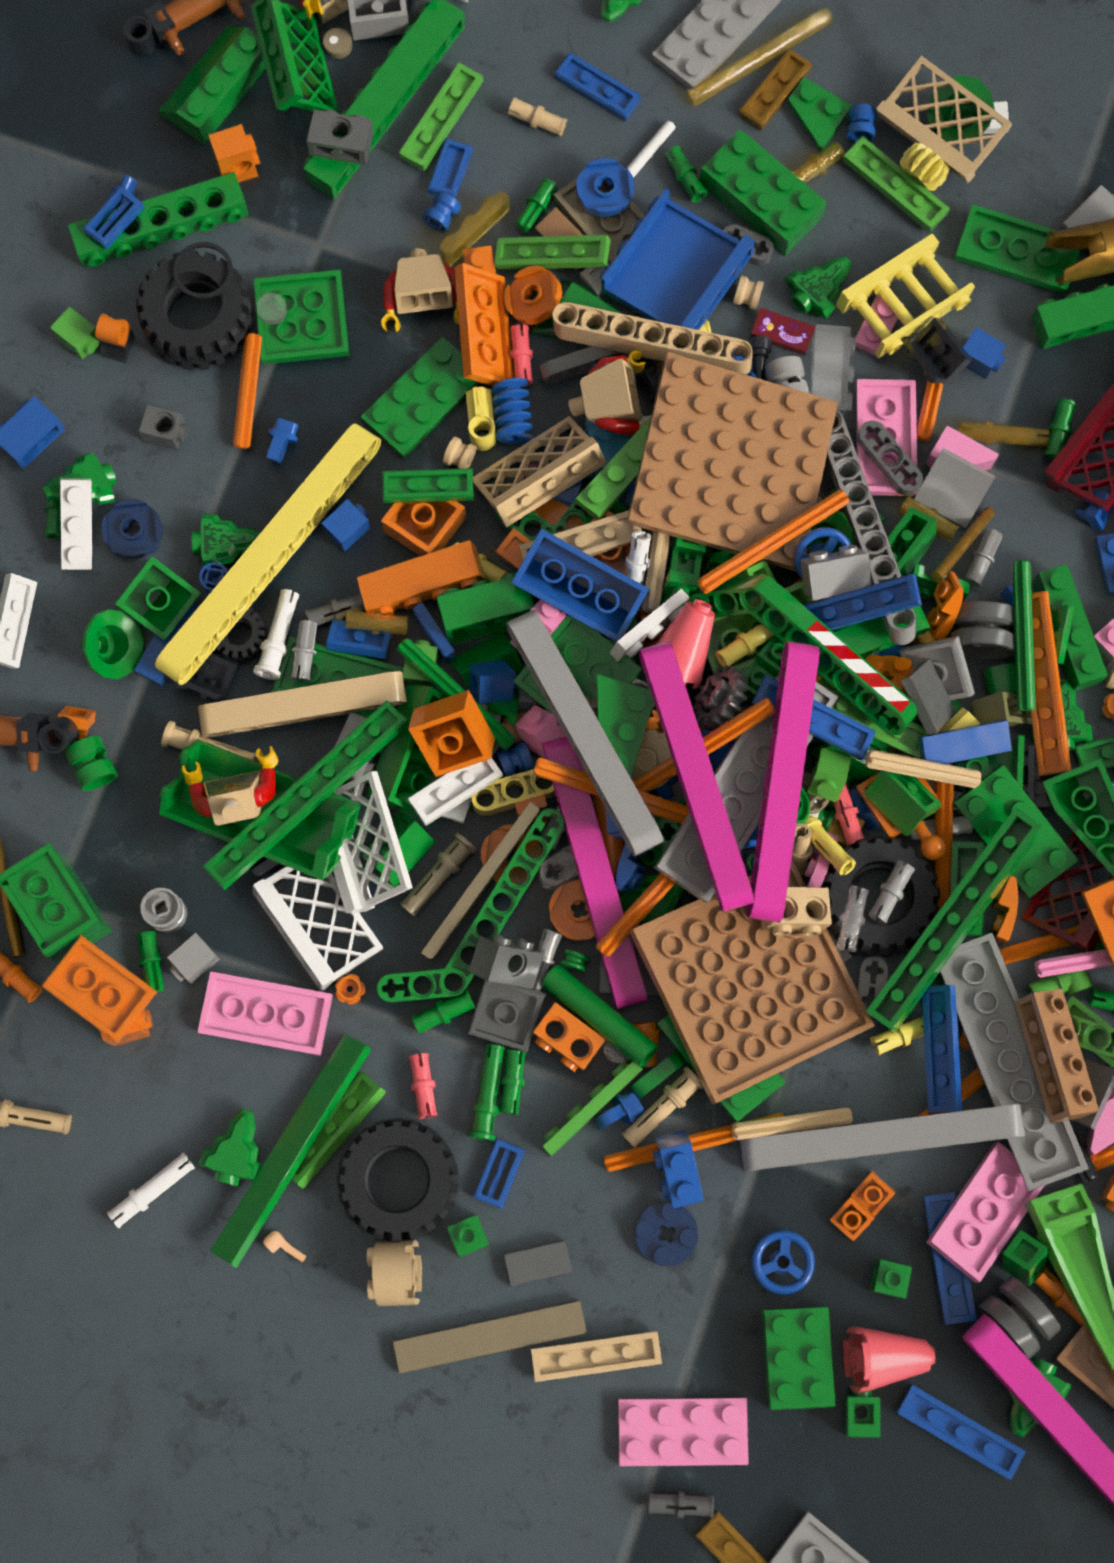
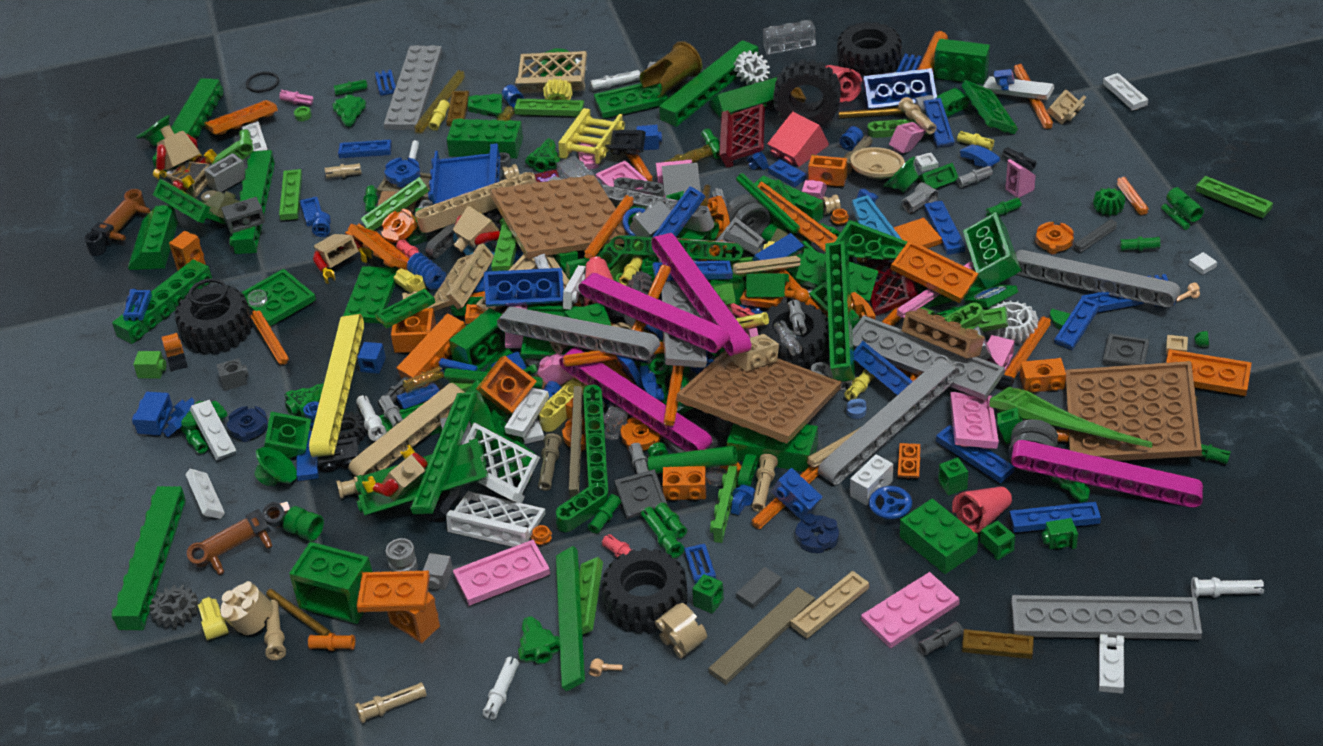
camera: 30 degrees left, 35 degrees down
(65, 452) = (182, 409): none -> blue slope
(282, 433) = (305, 343): blue piece -> none
(331, 88) = (220, 200): none -> olive slope
(474, 227) = (346, 216): clear yellow plate -> none
(506, 961) = (619, 462): dark grey brick -> none
(685, 174) = (443, 153): green pin -> none
(737, 90) = (439, 115): none -> light yellow pin
(790, 1207) = (873, 475): none -> white brick
(868, 1068) = (856, 408): none -> medium blue tile
(942, 1466) = (1060, 534): none -> green brick
(1026, 191) = (609, 81): none -> white pin

